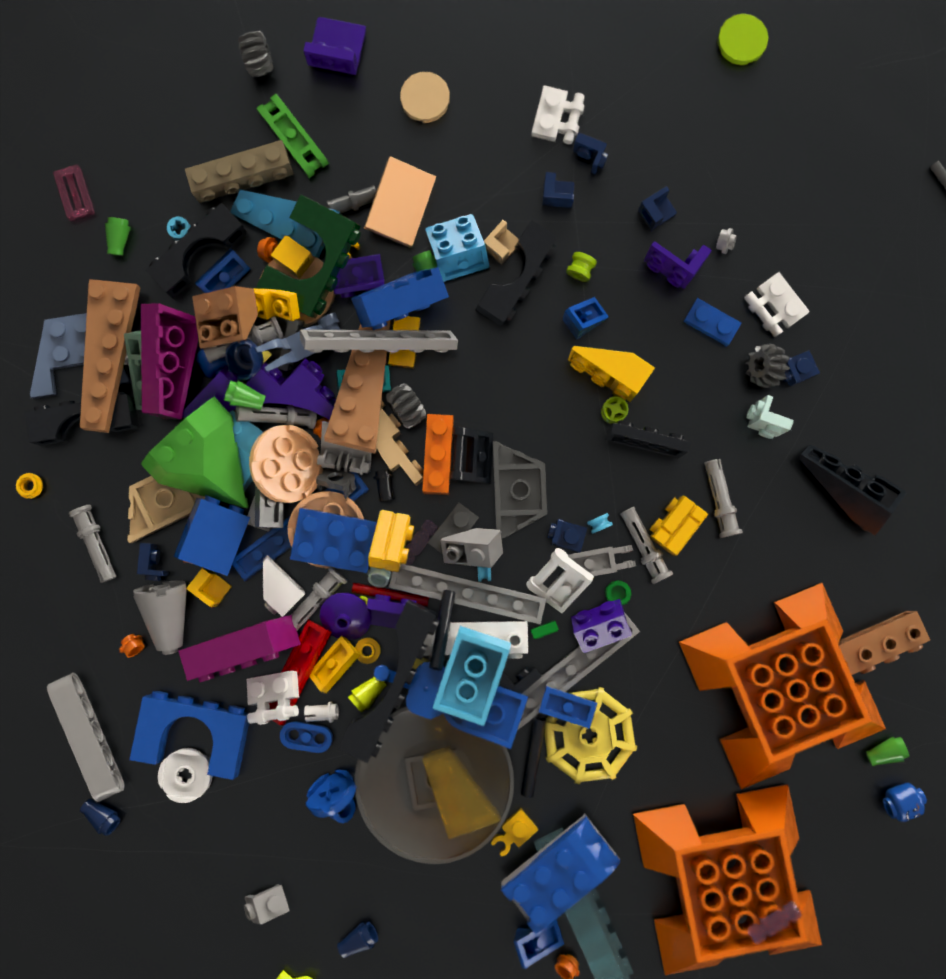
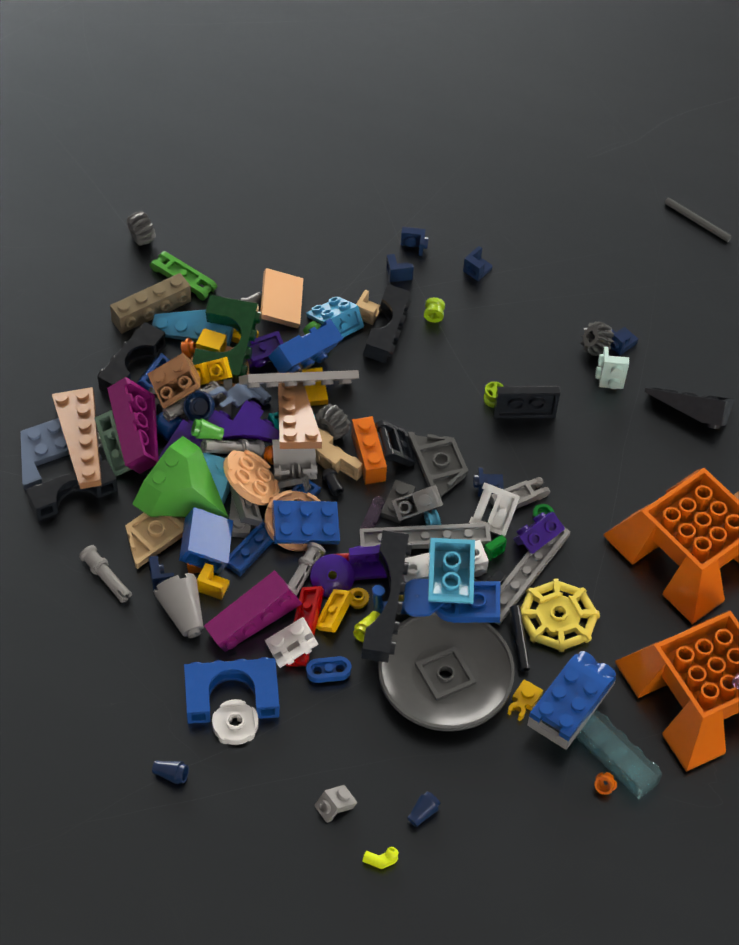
camera: 25 degrees left, 30 degrees down
(22, 482) = (39, 541): yellow plate -> none
(79, 212) = (25, 357): clear pink tile -> none
(85, 737) = (141, 713): light grey beam -> none
(116, 235) = (63, 361): bright green cone -> none
(132, 645) = (160, 638): orange plate -> none
(173, 225) = (110, 346): medium azure bush -> none
(279, 588) = (269, 559): white slope -> none
(321, 712) = (336, 649): white pin -> none
(331, 795) = (368, 703): blue tile -> none
(335, 45) = (199, 215): dark purple bracket -> none
(379, 577) = (354, 537): light aqua plate -> none
(389, 541) = (352, 512): yellow brick -> none
(425, 97) = (277, 233): tan tile -> none
(442, 630) = (416, 559): black piece -> none
(457, 794) = (469, 662): clear yellow wedge -> none
(535, 947) = (571, 767): blue slope -> none
(550, 112) = (375, 225): white plate -> none
(567, 707) = (533, 590): blue plate -> none
(584, 317) = (446, 342): blue slope -> none
(599, 523) = (511, 468): medium azure bush -> none
(617, 370) = (481, 362): yellow slope -> none
(630, 516) = (559, 481): light grey pin -> none
(677, 271) = (503, 291): dark purple bracket -> none
(677, 525) = (571, 456): yellow brick -> none
(712, 322) = (545, 326): blue plate -> none
(724, 510) = (603, 440): light grey pin -> none
(726, 240) = (536, 272): light grey plate -> none
(742, 39) = (499, 155): lime tile -> none
(782, 301) = (592, 302): white plate -> none

